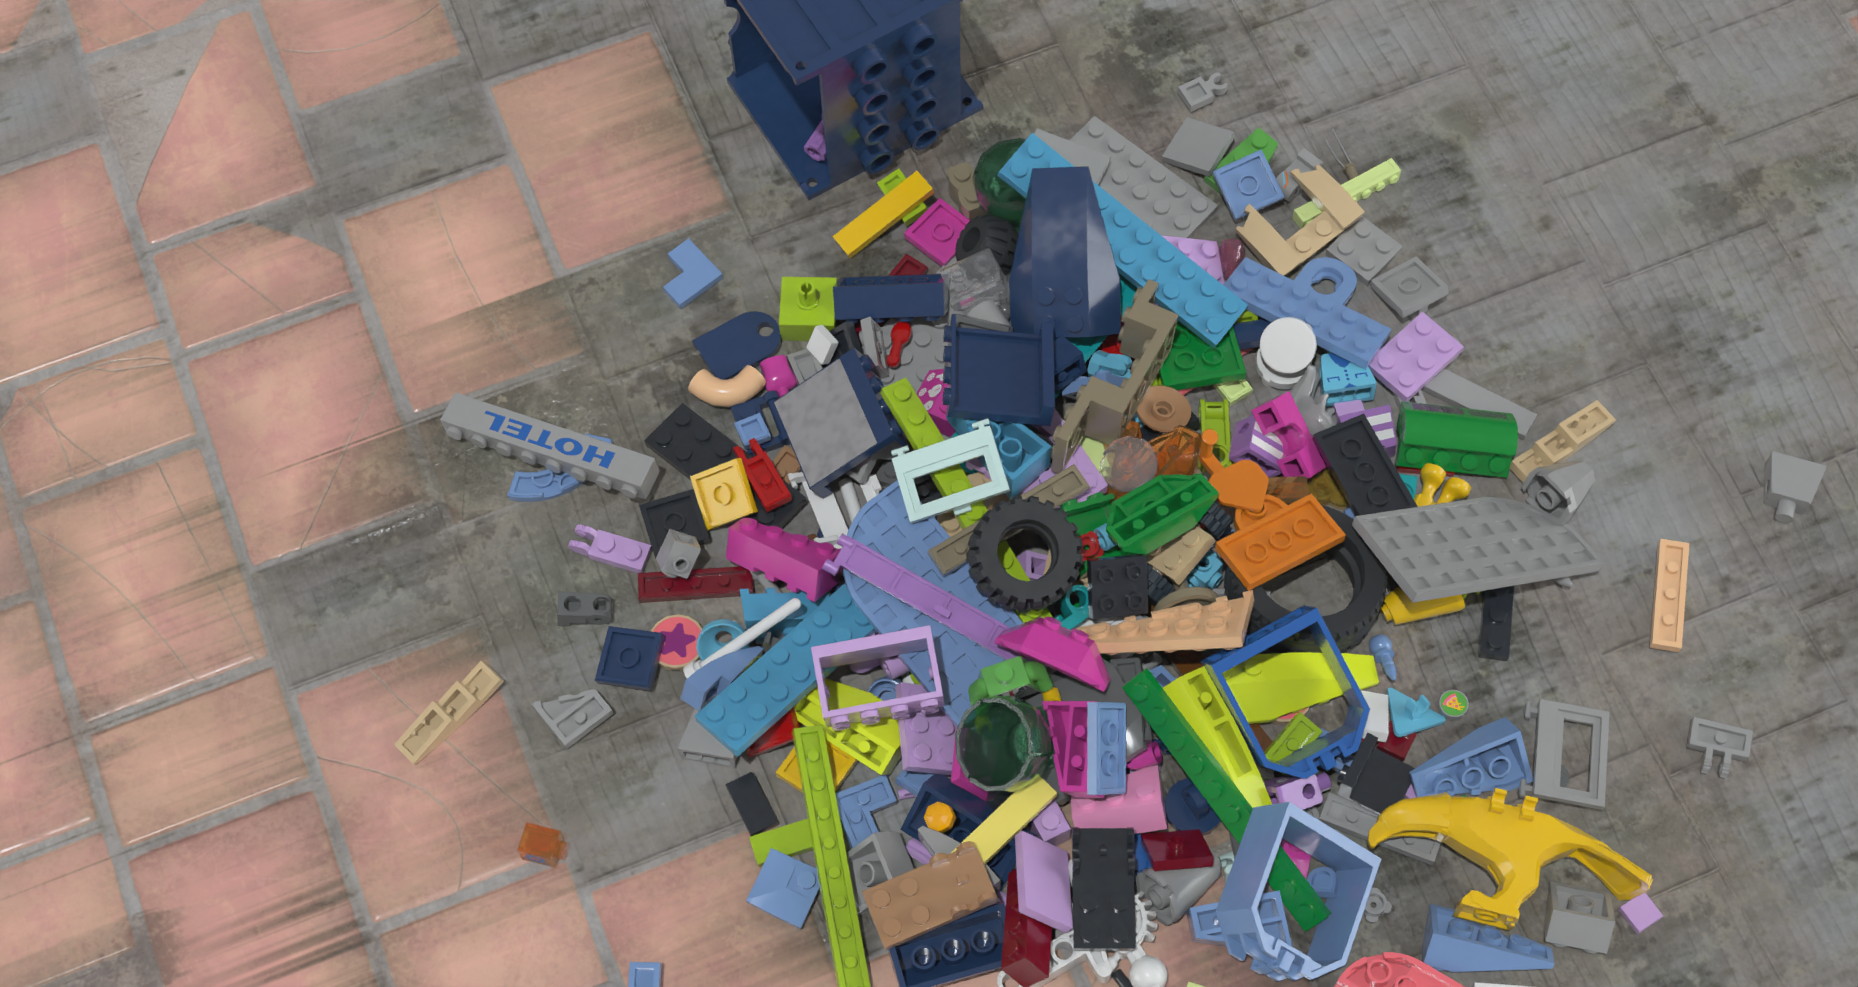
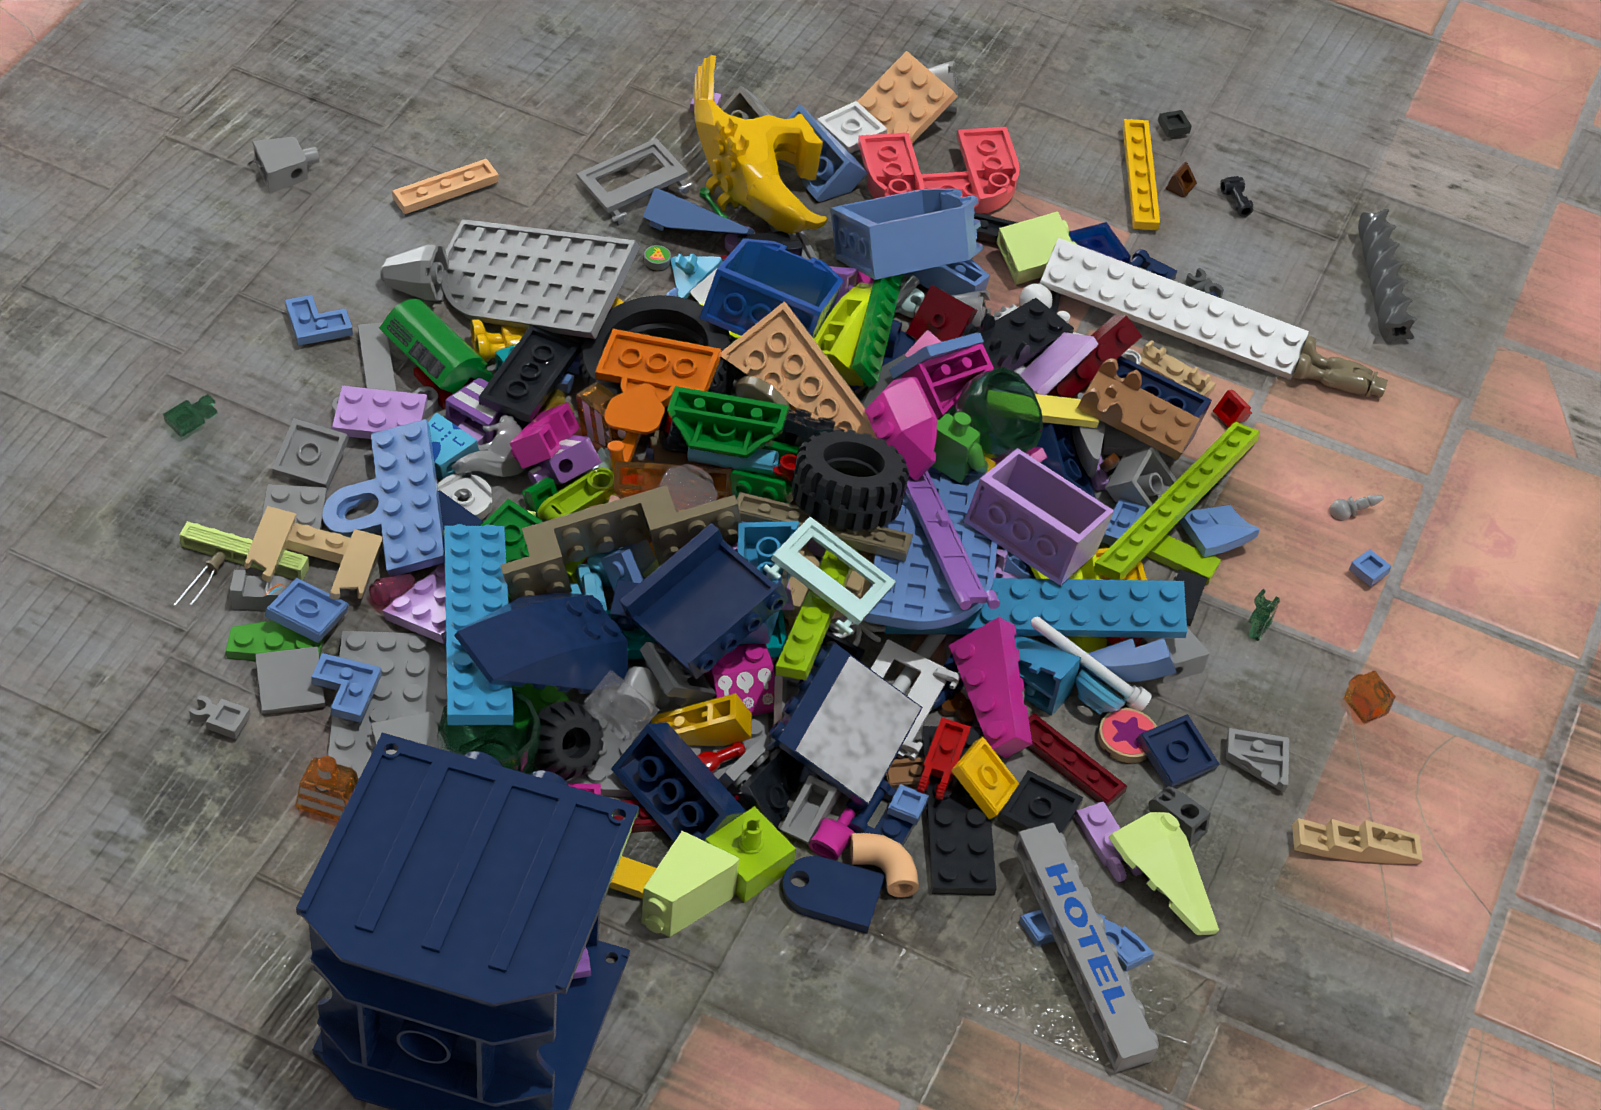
camera: 140 degrees left, 15 degrees down
(553, 551) = (1164, 855): none -> yellowish green wedge
(677, 833) = (1263, 615): none -> clear green plate
(678, 554) = (1070, 766): light grey brick -> none
(696, 276) = (802, 978): medium blue tile -> none
(816, 243) = (688, 885): none -> yellowish green slope
(822, 344) = (778, 807): white tile -> none
(915, 850) = (1110, 463): none -> reddish brown piece
(920, 351) = (710, 722): none -> yellow slope
(939, 817) = (1076, 453): light orange tile -> none
(1077, 105) = (326, 788): none -> clear orange torso
(1152, 169) = (354, 683): none -> medium blue plate
(1240, 409) = (538, 493): none -> green tile
(1288, 345) = (457, 479): white tile -> none
(1519, 236) = (188, 416): none -> clear green plate
(1563, 380) = (315, 327): none -> medium blue plate
(1565, 440) = (358, 296): tan slope -> none
(1719, 740) = (540, 116): light grey hinge -> none

